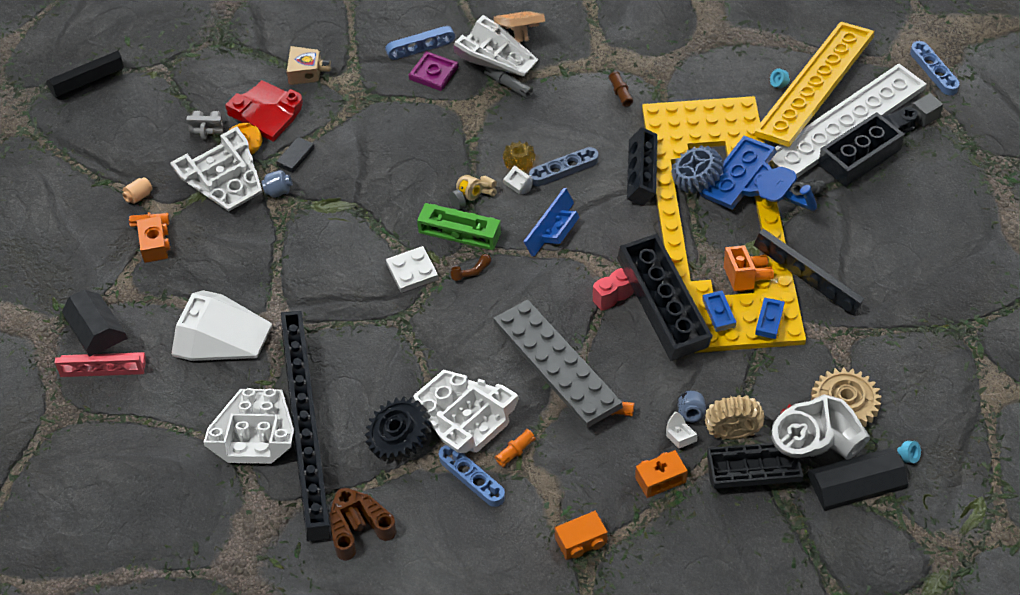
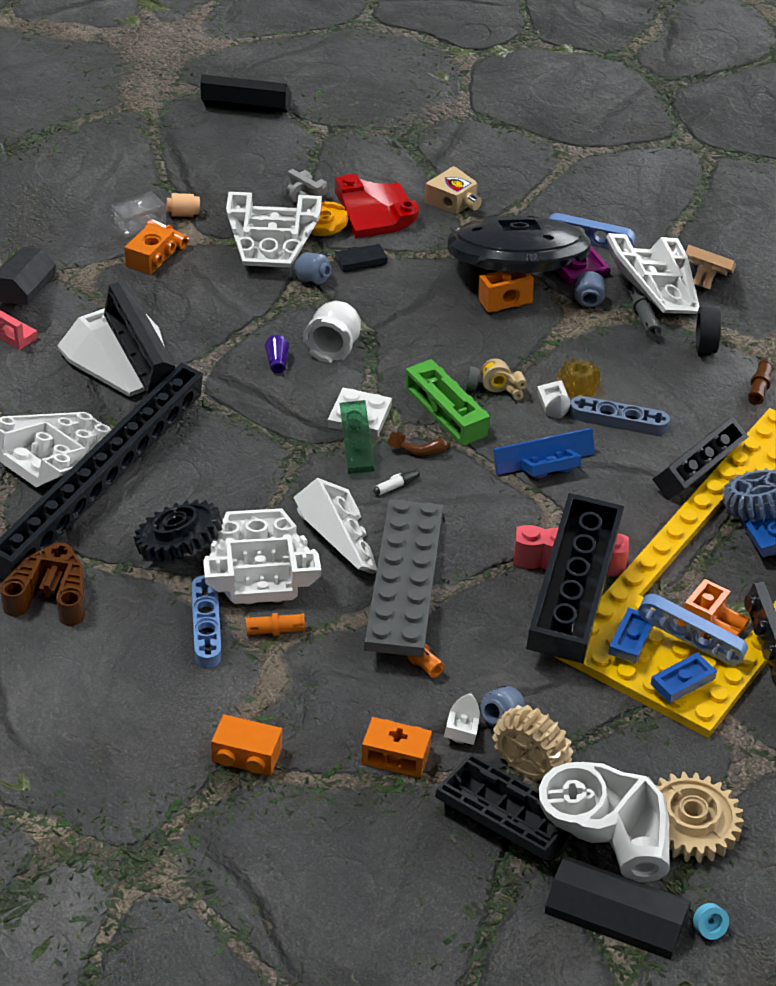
camera: 35 degrees right, 10 degrees down
(114, 217) = (132, 214): none -> clear brick
(236, 314) = (137, 336): none -> black piece
(319, 261) = (277, 352): none -> dark purple cone
(343, 223) = (332, 331): none -> white tile
(395, 82) = (518, 244): none -> black piece
(416, 120) = (505, 290): none -> orange brick
(434, 288) = (356, 437): none -> clear green plate
(463, 87) = (589, 289): none -> sand blue head
(471, 352) = (335, 517): none -> white wedge
(482, 302) = (396, 481): none -> piece
(562, 72) = (708, 329): none -> black tyre
(732, 285) = (694, 626): none -> medium blue beam

